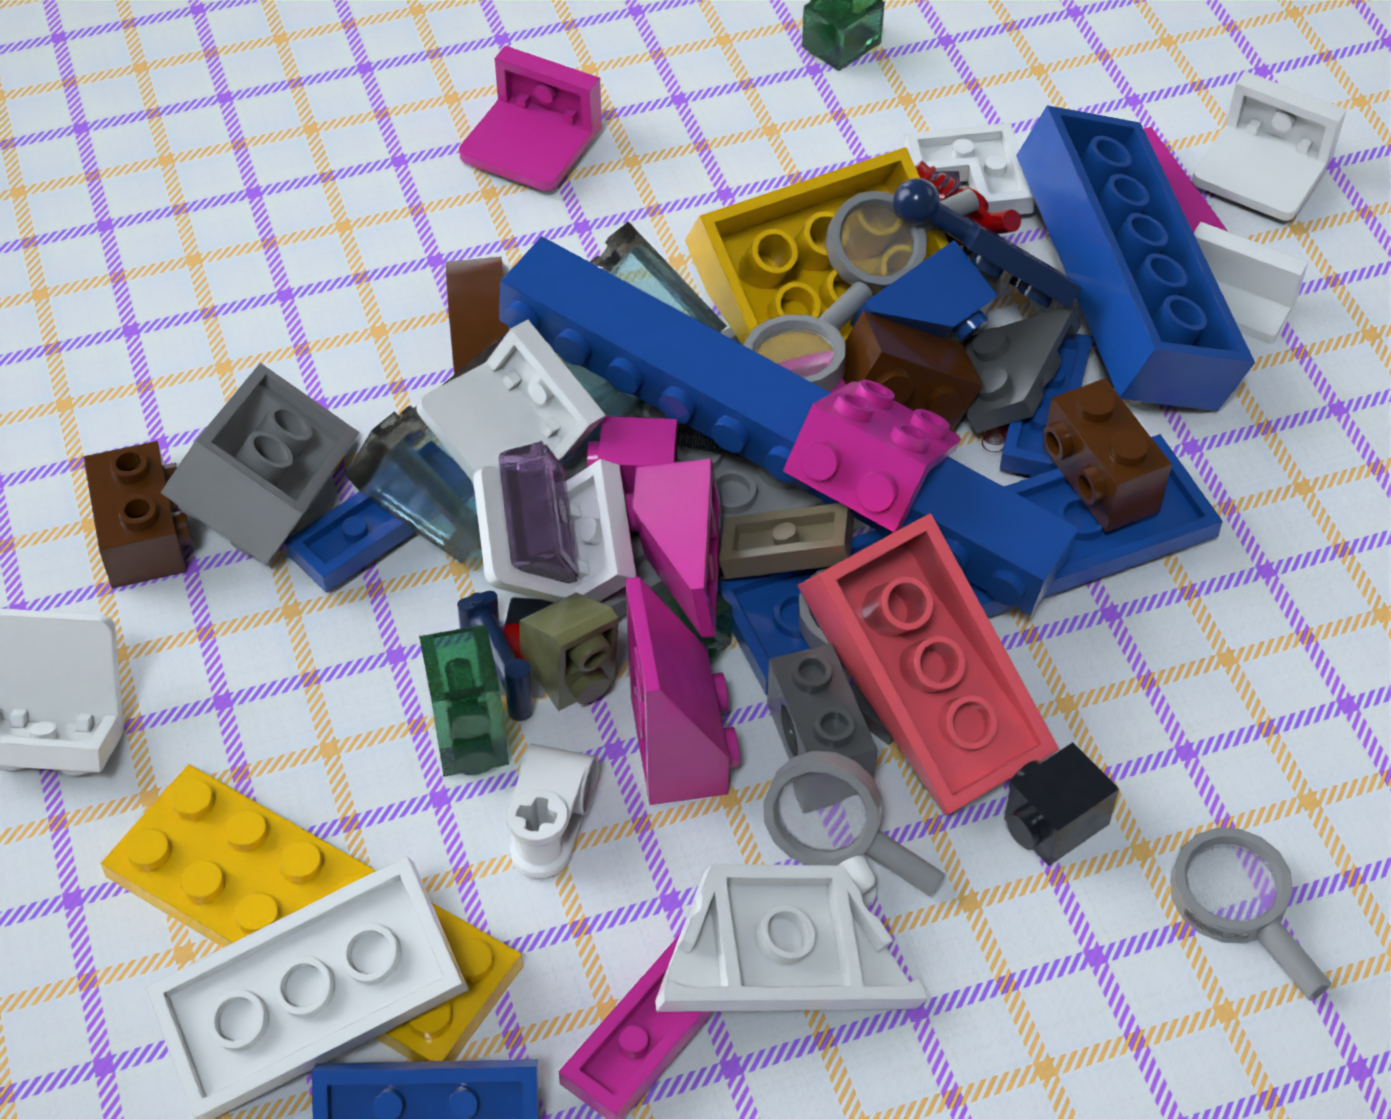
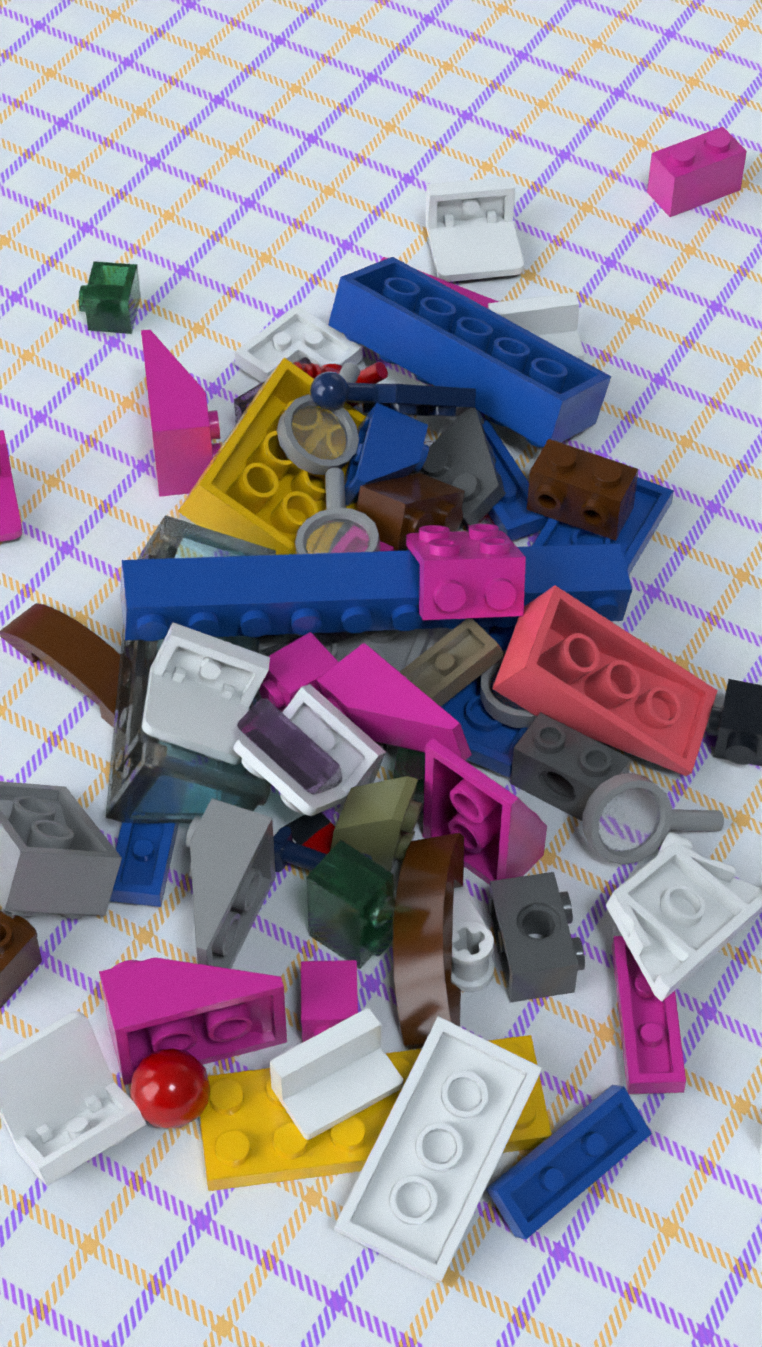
camera: 40 degrees left, 0 degrees up
(144, 753) = (170, 1088): none -> red piece
(208, 694) = (191, 1009): none -> dark pink slope
(286, 844) = (334, 1074): none -> white panel
(358, 612) = (230, 878): none -> light grey slope
(365, 784) = (327, 995): none -> dark pink brick
(499, 775) = (425, 936): none -> reddish brown slope
(628, 824) = (530, 964): none -> dark grey brick
(766, 142) = (178, 420): none -> dark pink slope

